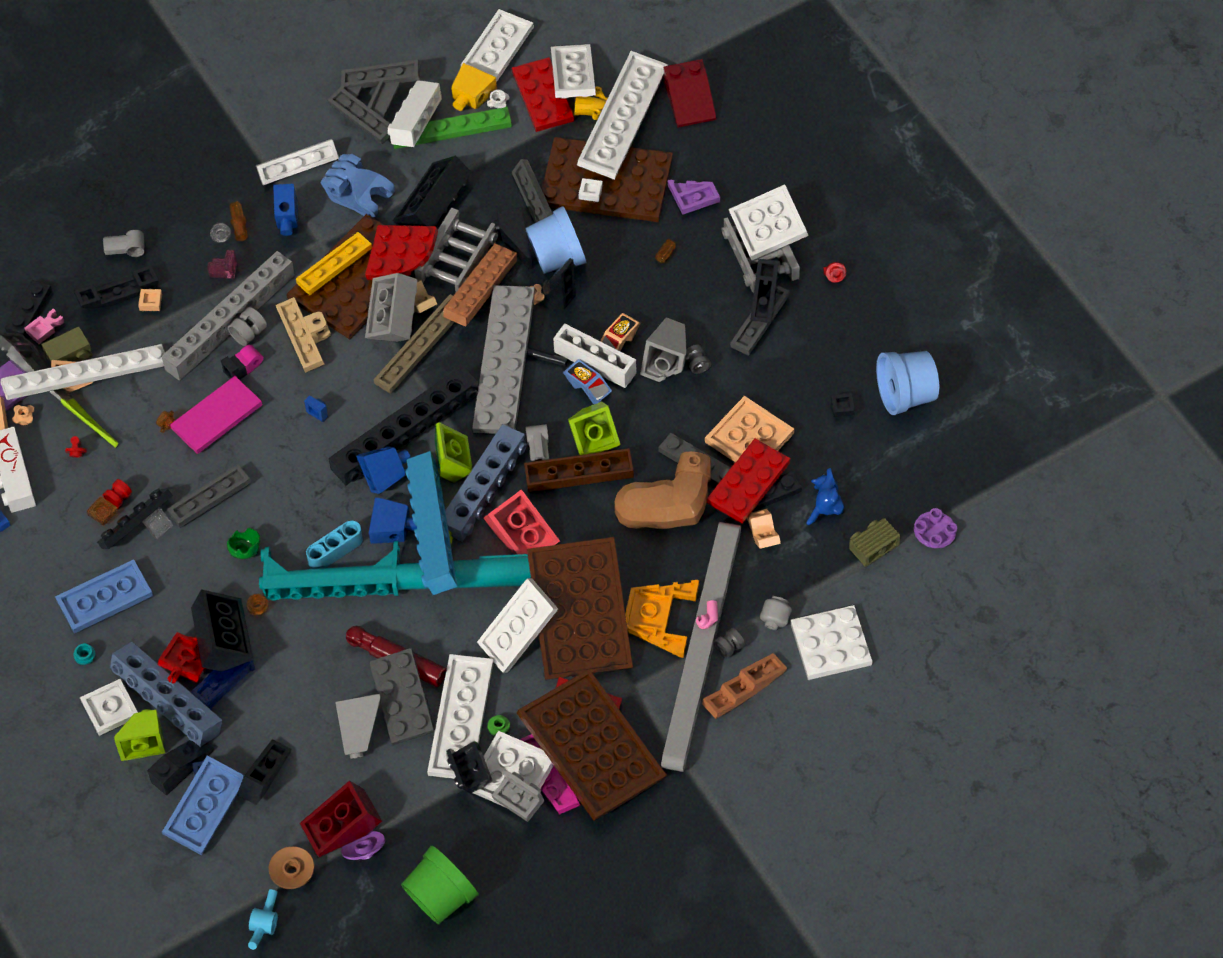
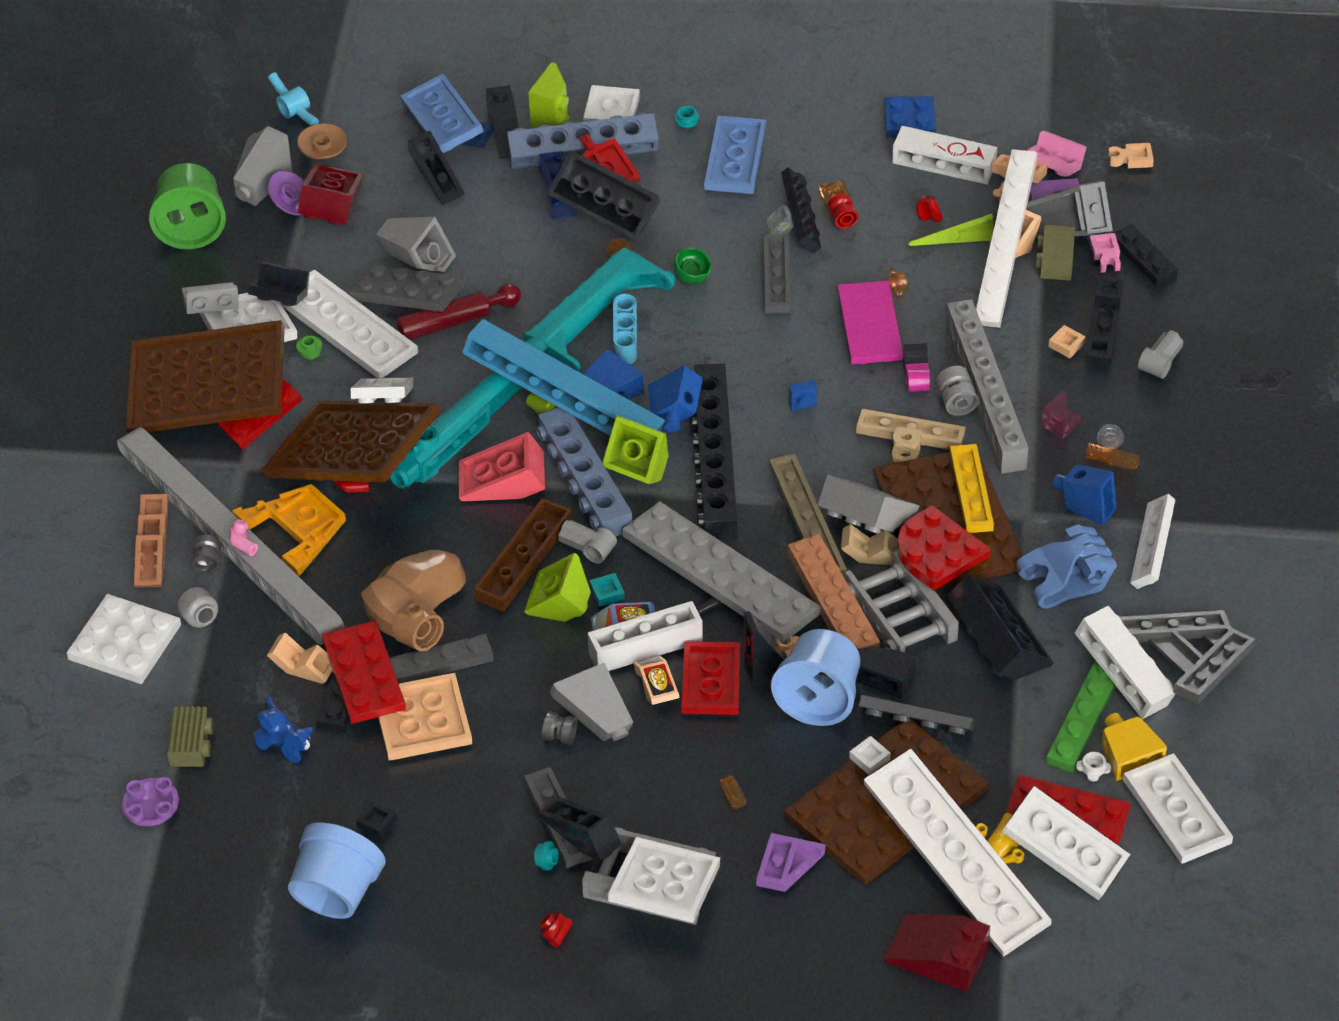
camera: 125 degrees right, 10 degrees down
(353, 884) = (261, 158): none -> light grey slope
(568, 407) = (607, 589): none -> teal plate
(593, 309) = (711, 678): none -> red plate
(792, 305) = (546, 855): none -> teal plate

